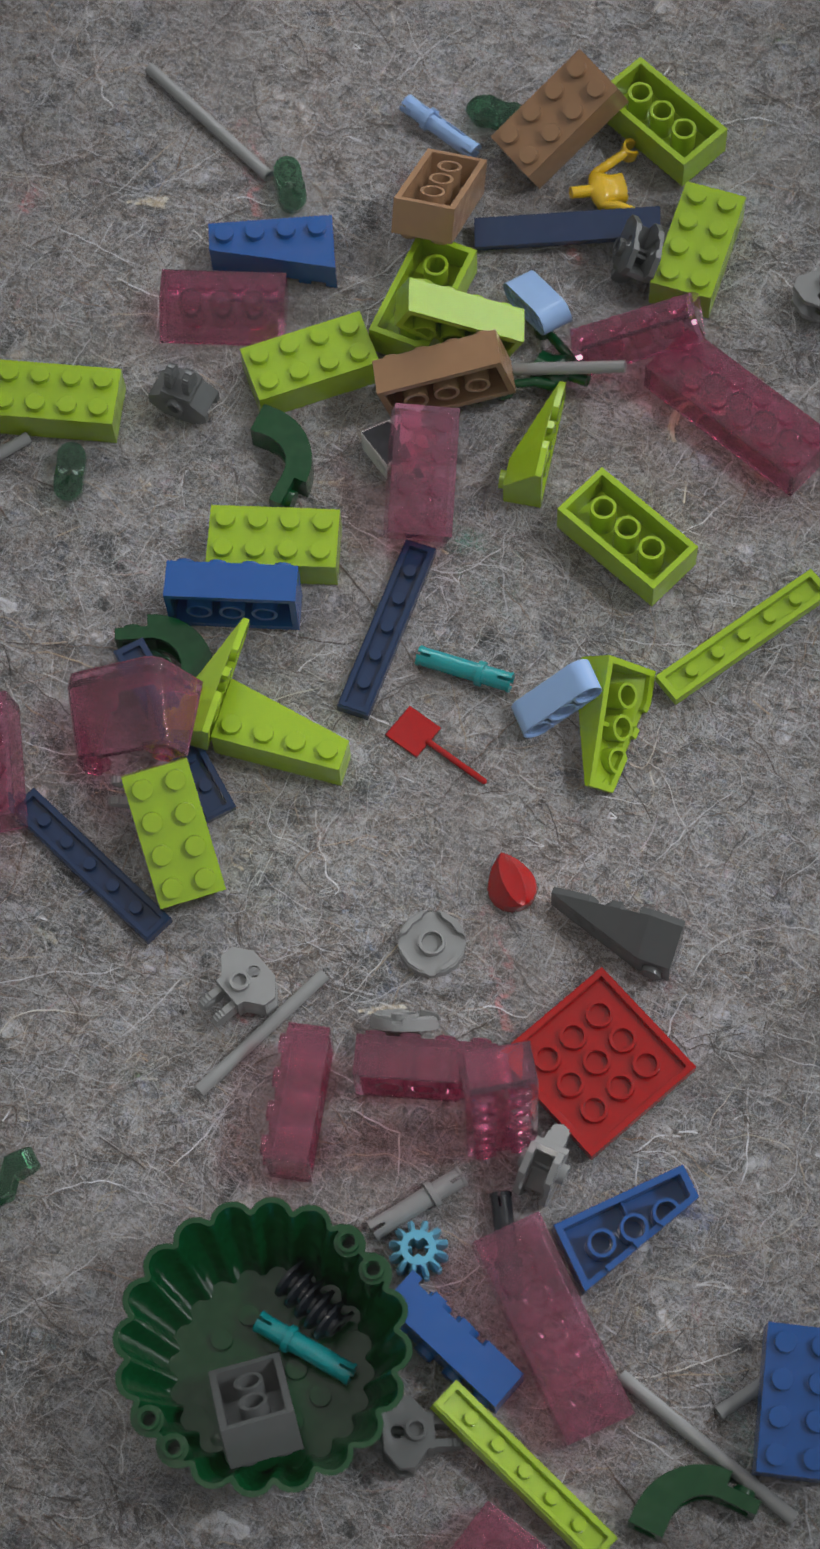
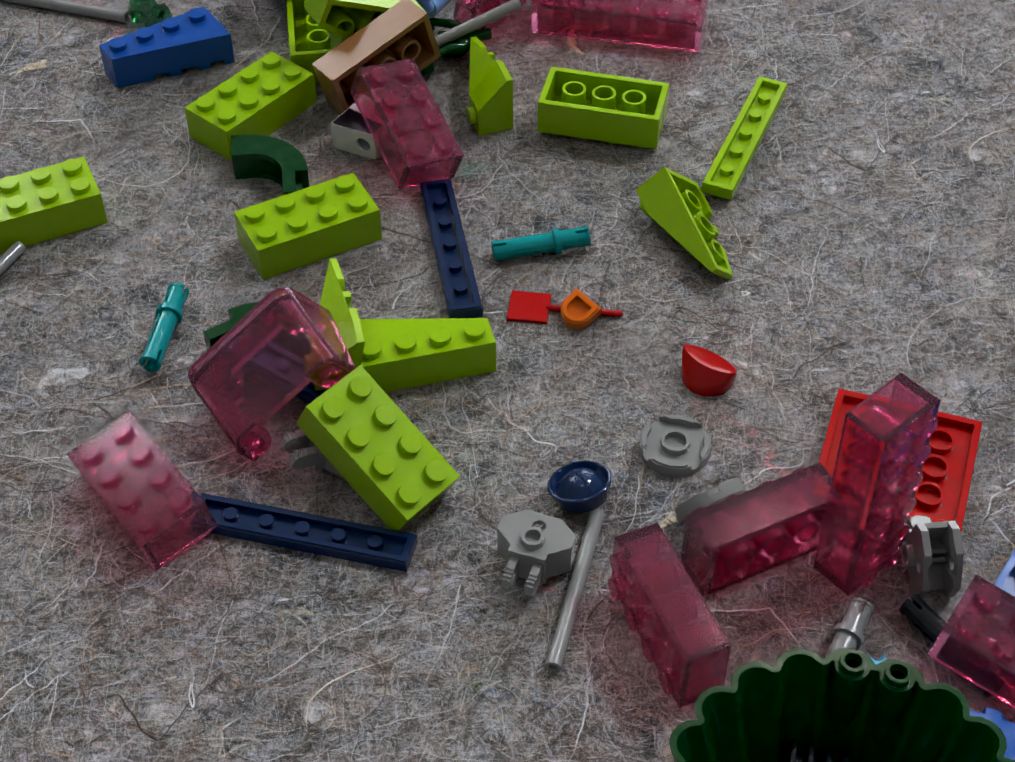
camera: 35 degrees left, 20 degrees down
(66, 486) = (79, 250): clear green piece -> none
(100, 591) = (167, 318): none -> teal pin
(183, 394) = (151, 156): dark grey hinge -> none
(222, 306) = (142, 97): clear pink slope -> none
(226, 592) = (301, 258): blue brick -> none
(322, 943) = (580, 486): none -> dark blue hat
(447, 761) = (578, 310): none -> orange tile
(556, 698) = (640, 221): light blue beam -> none
(642, 939) = (845, 352): dark grey wedge -> none

